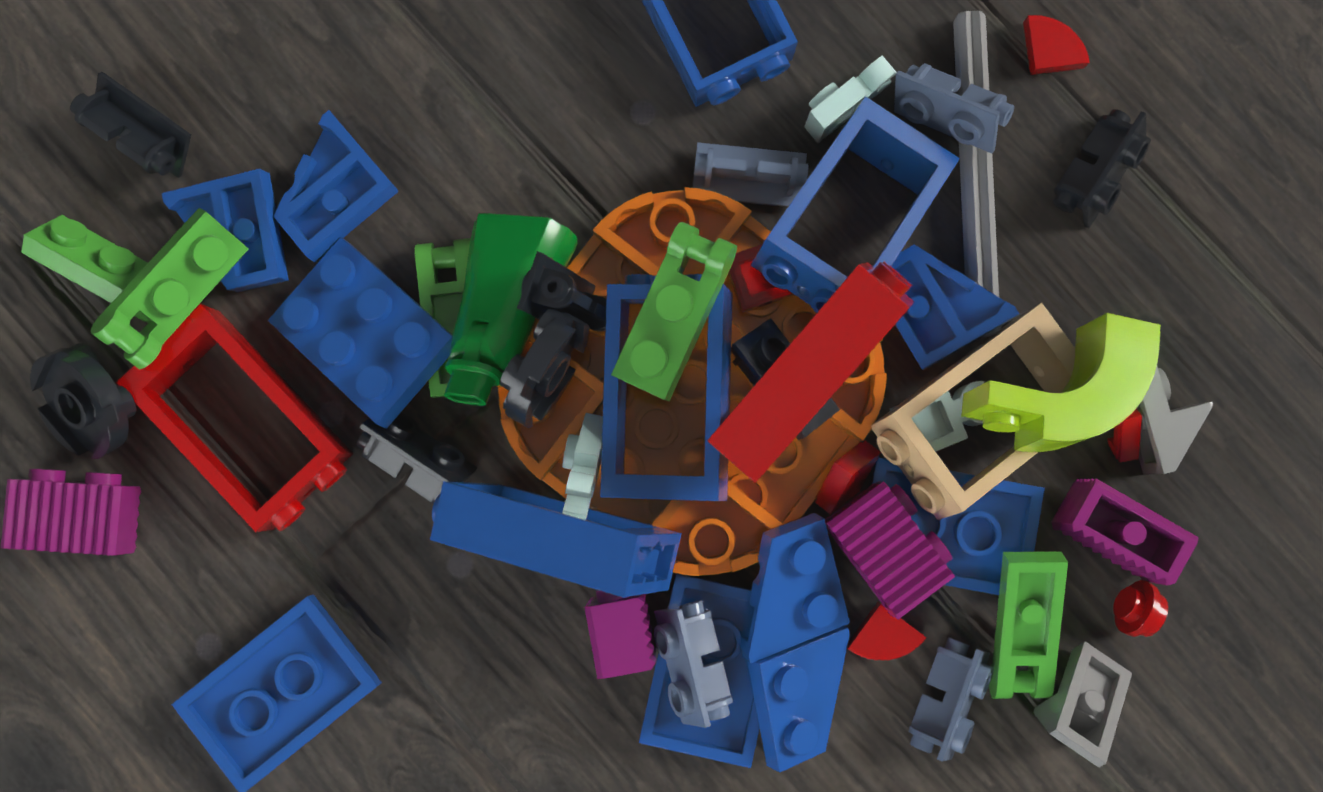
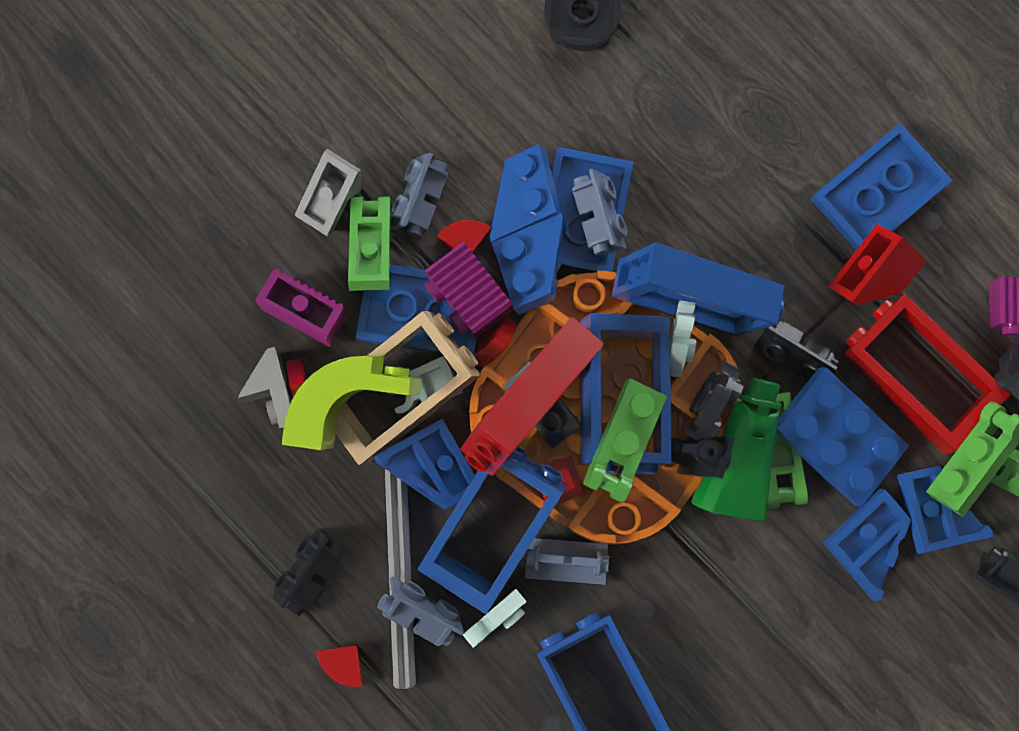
camera: 175 degrees right, 5 degrees down
(291, 571) = (878, 268): none -> red slope
(620, 634) = (649, 223): magenta brick -> none
(1140, 609) = (289, 256): red plate -> none

